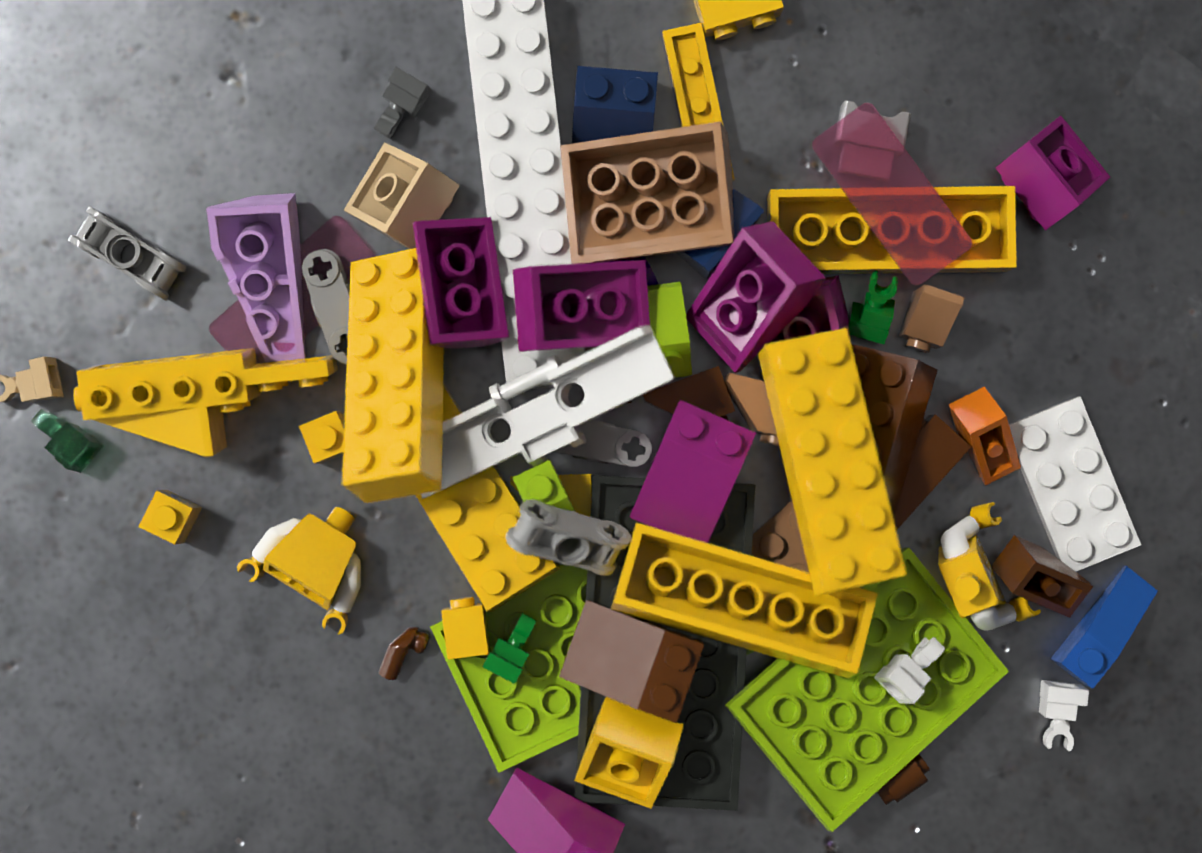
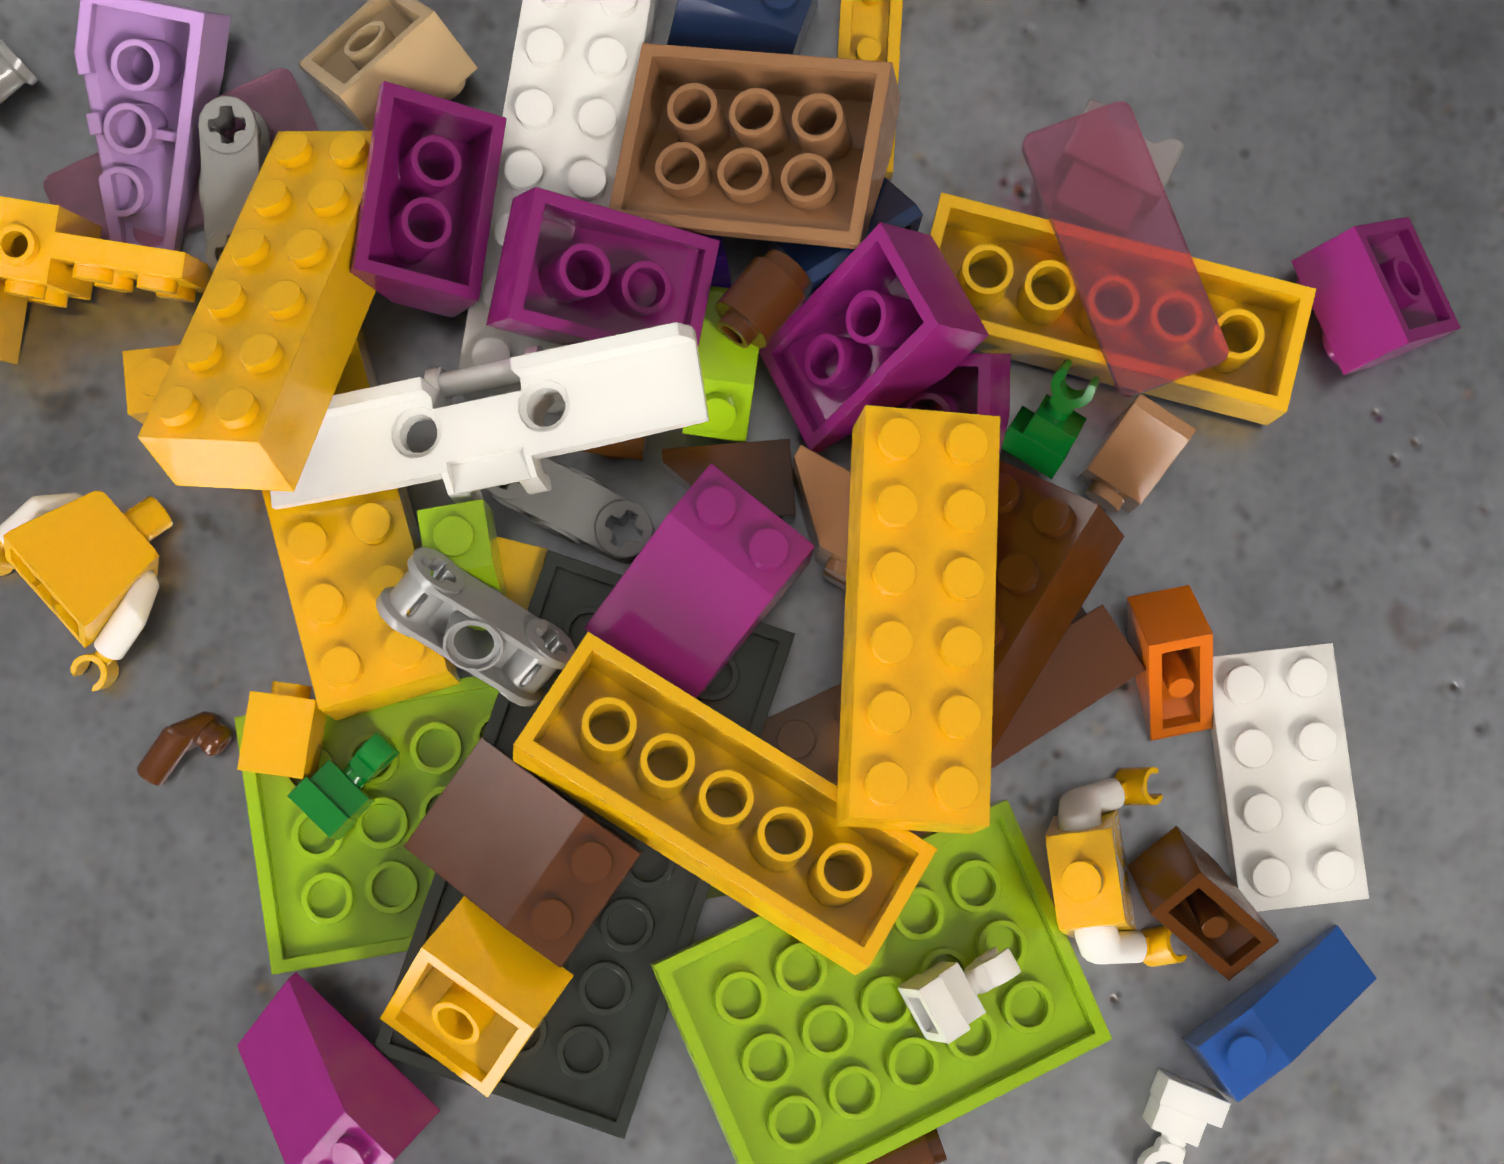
camera: 10 degrees right, 5 degrees down
(681, 290) = (761, 299): none -> reddish brown brick

